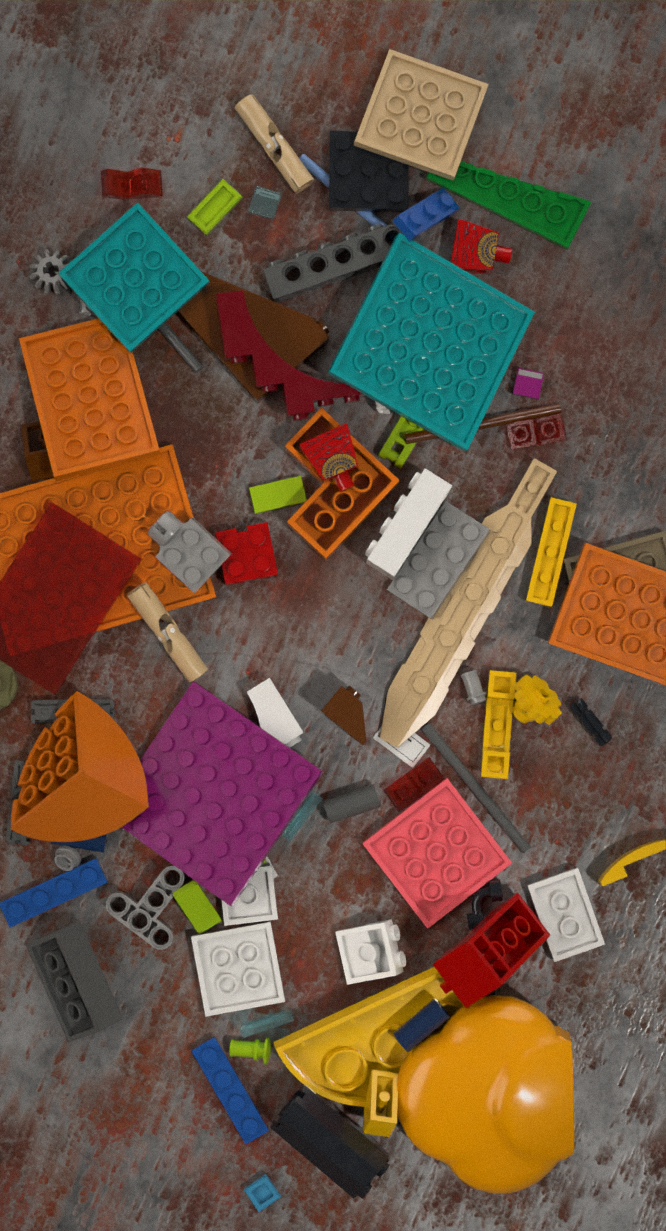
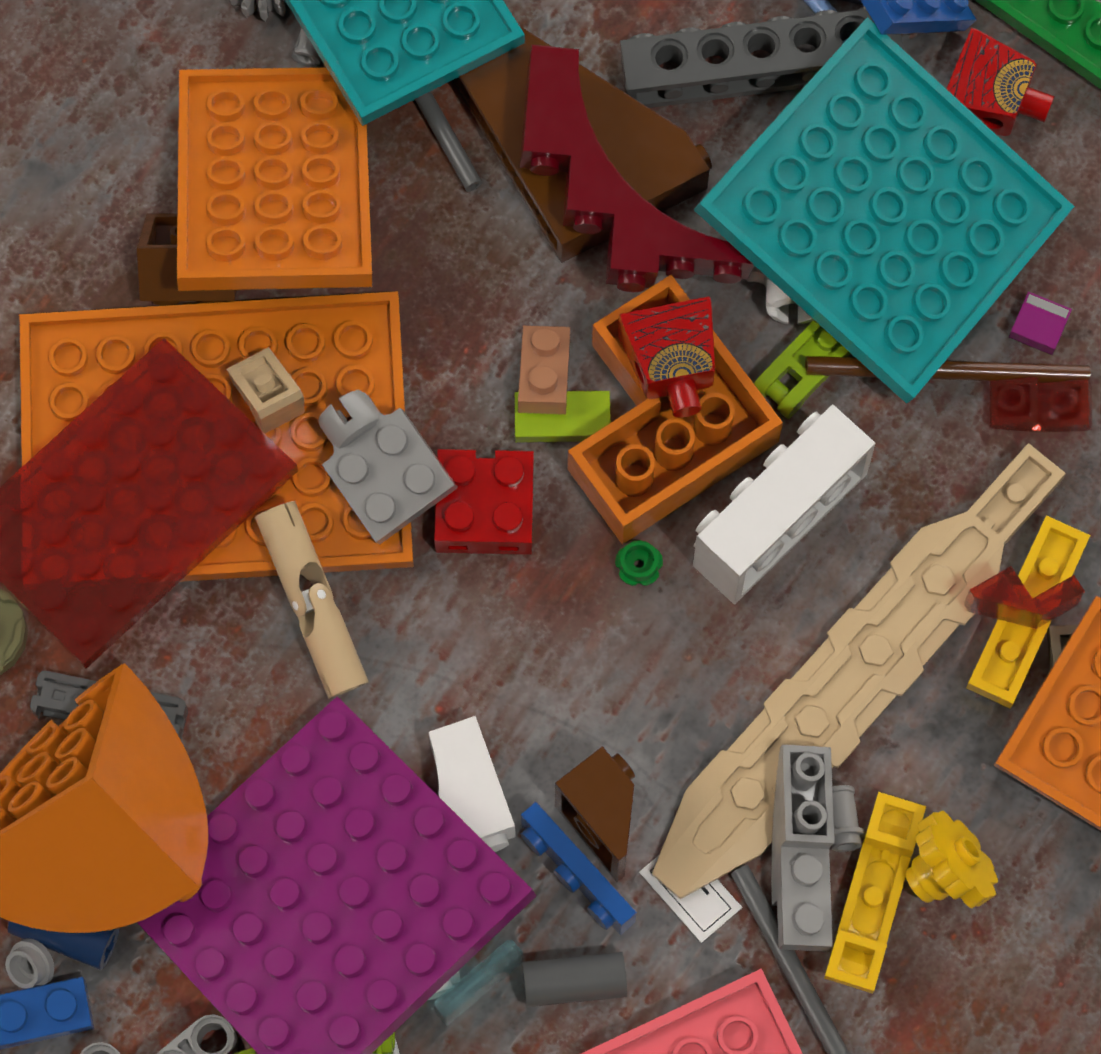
camera: 15 degrees right, 15 degrees down
(114, 519) = (267, 390): none -> tan slope
(262, 471) = (544, 370): none -> nougat plate
(334, 563) = (640, 551): none -> green plate
(339, 746) = (576, 870): none -> blue plate
(413, 784) = (696, 969): clear red slope -> none
(438, 560) = (824, 582): light grey plate -> none
(455, 710) = (801, 848): none -> light grey slope
(538, 551) = (1008, 599): none -> clear red slope
(590, 722) = (1046, 928): black axle -> none

